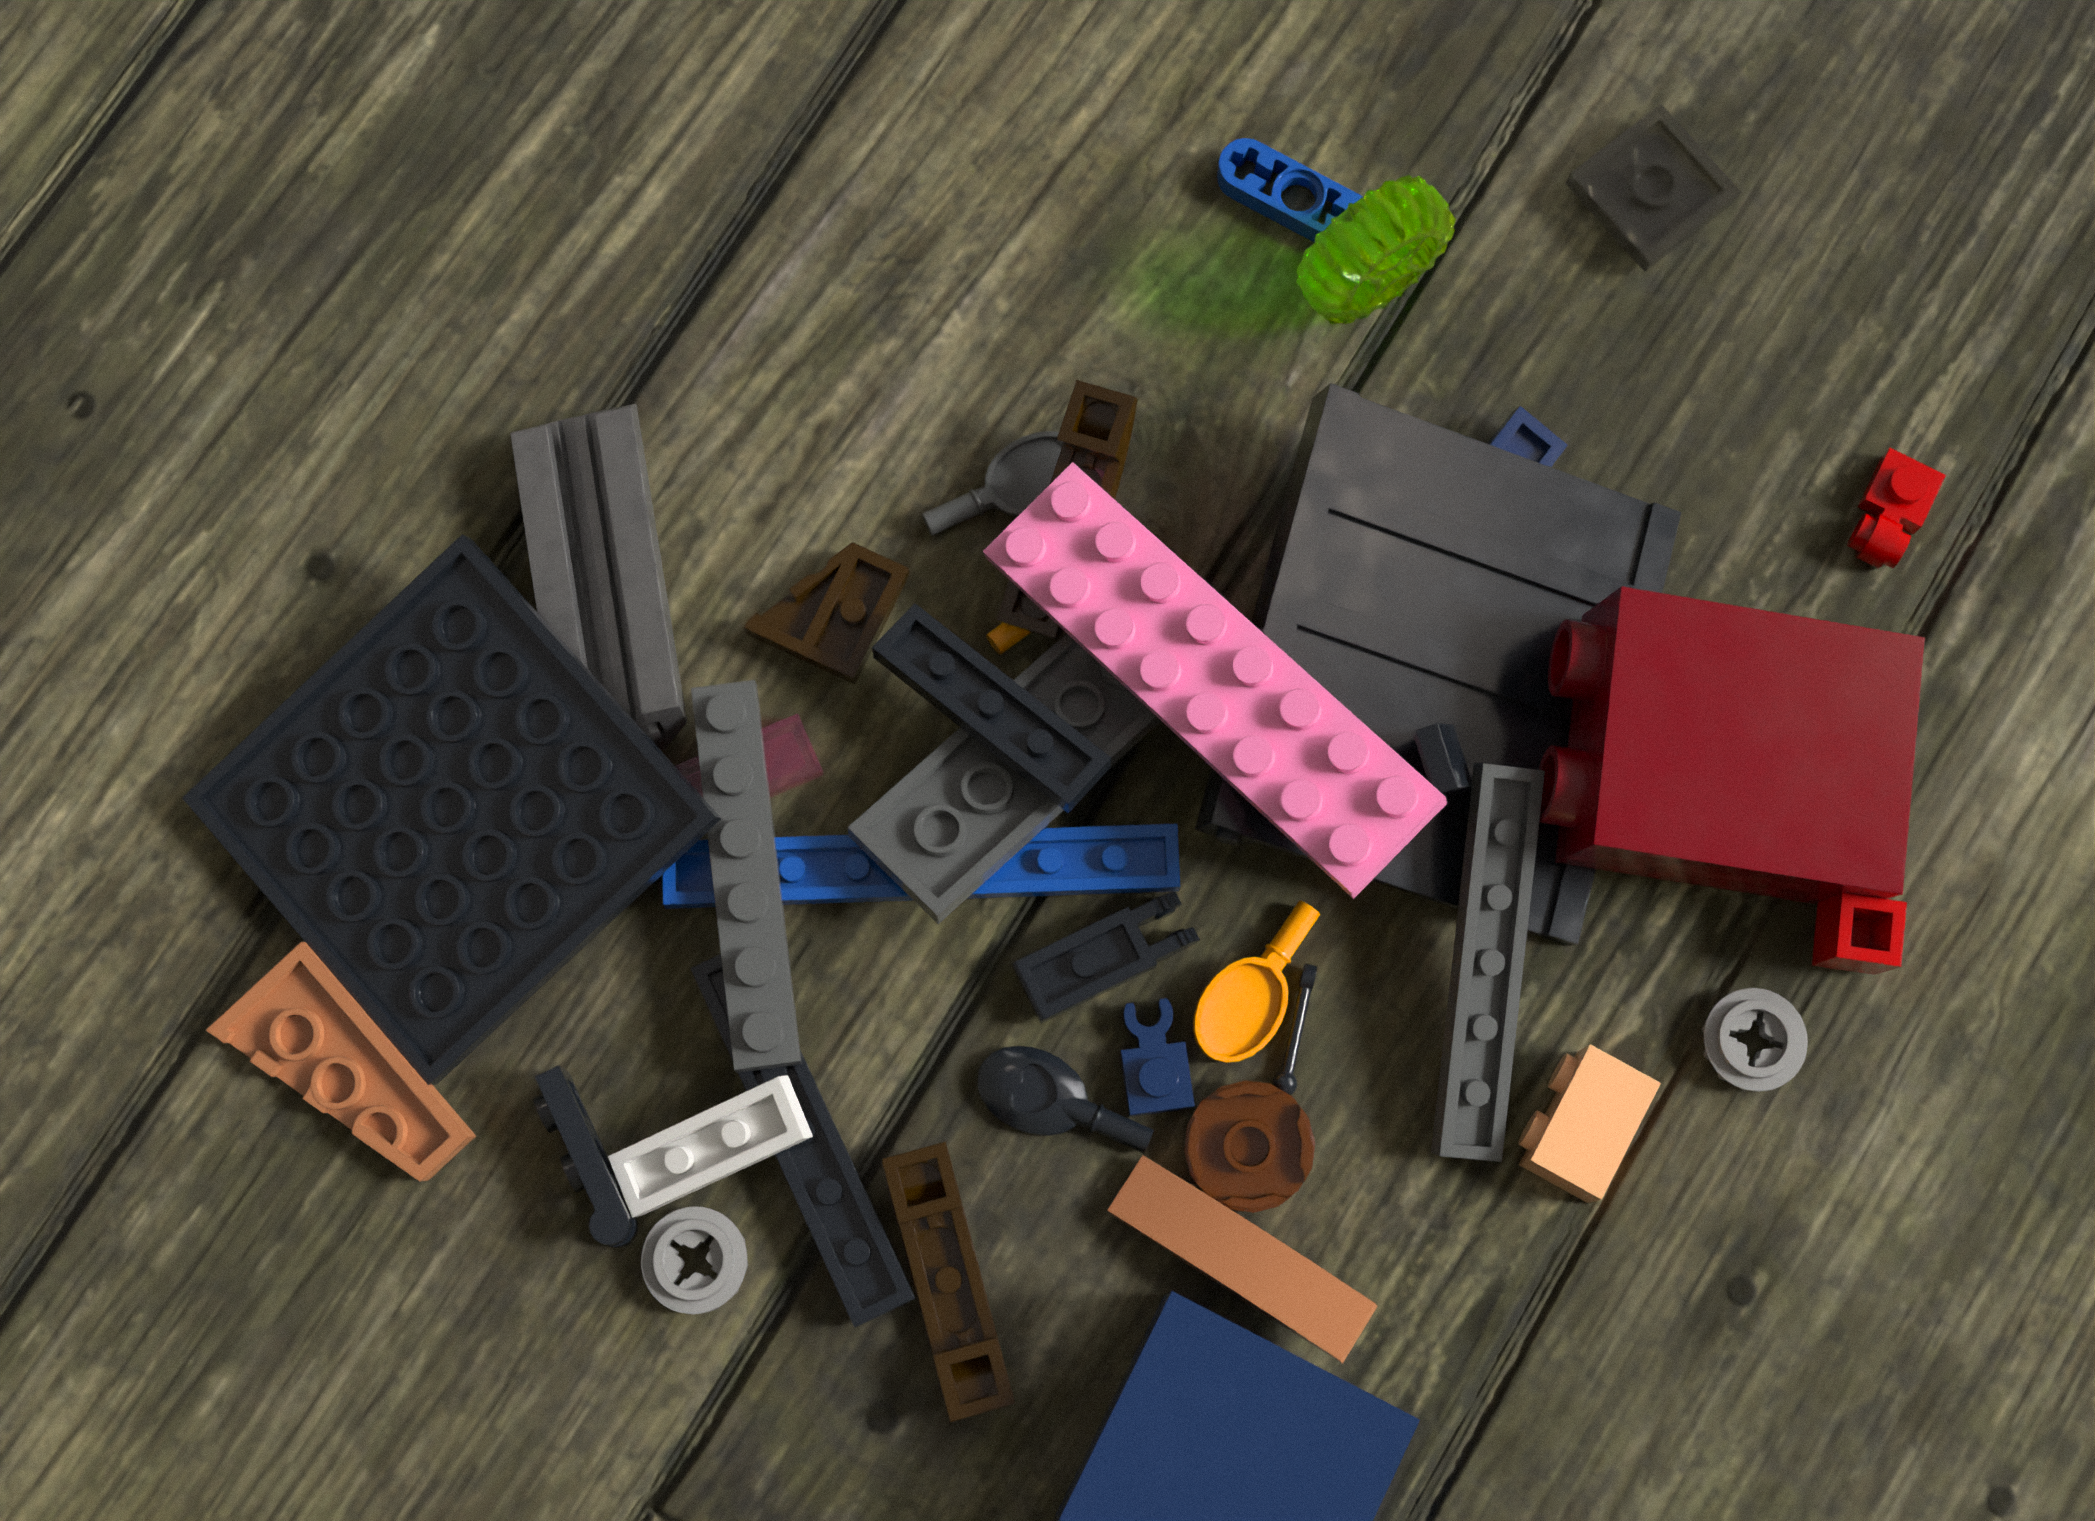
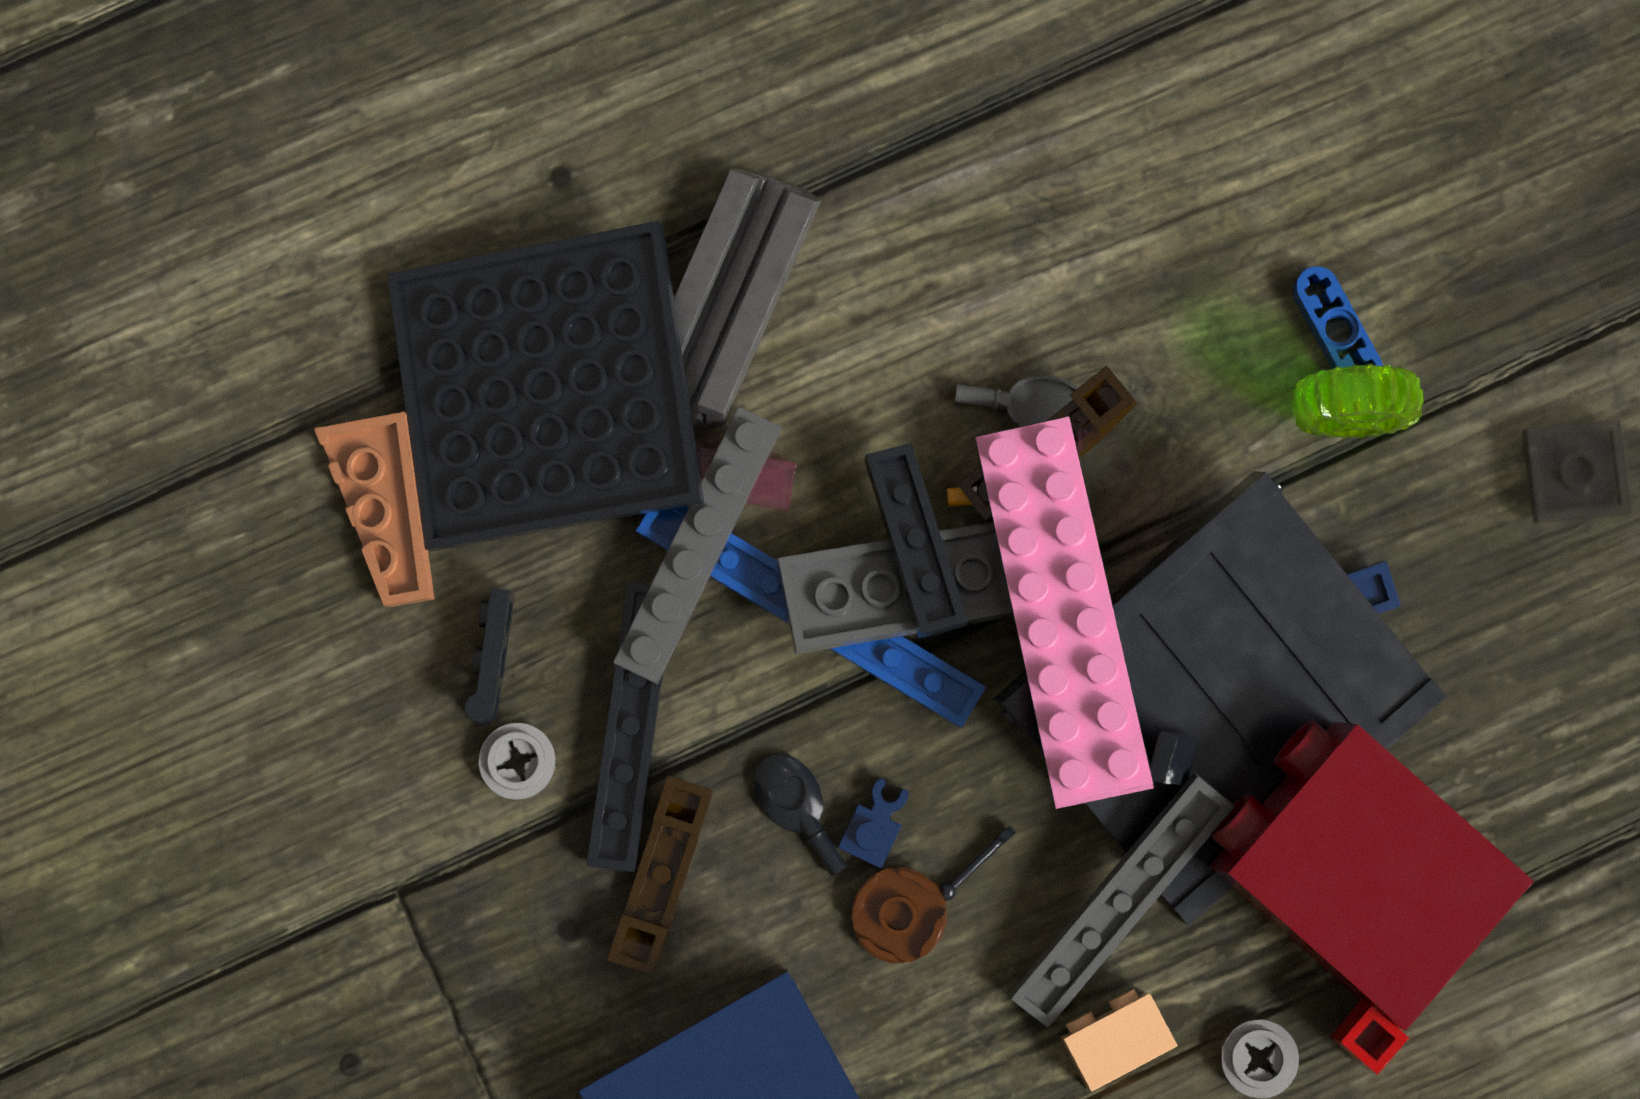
camera: 35 degrees right, 5 degrees up
(710, 1146) = (570, 699): white plate -> none
(836, 613) = (861, 413): dark brown wing -> none
(1098, 958) = (882, 738): black hinge -> none
(1243, 1259) = (848, 980): nougat slope -> none
(1250, 996) = (961, 823): light orange piece -> none
(1900, 499) = (1597, 778): red plate -> none

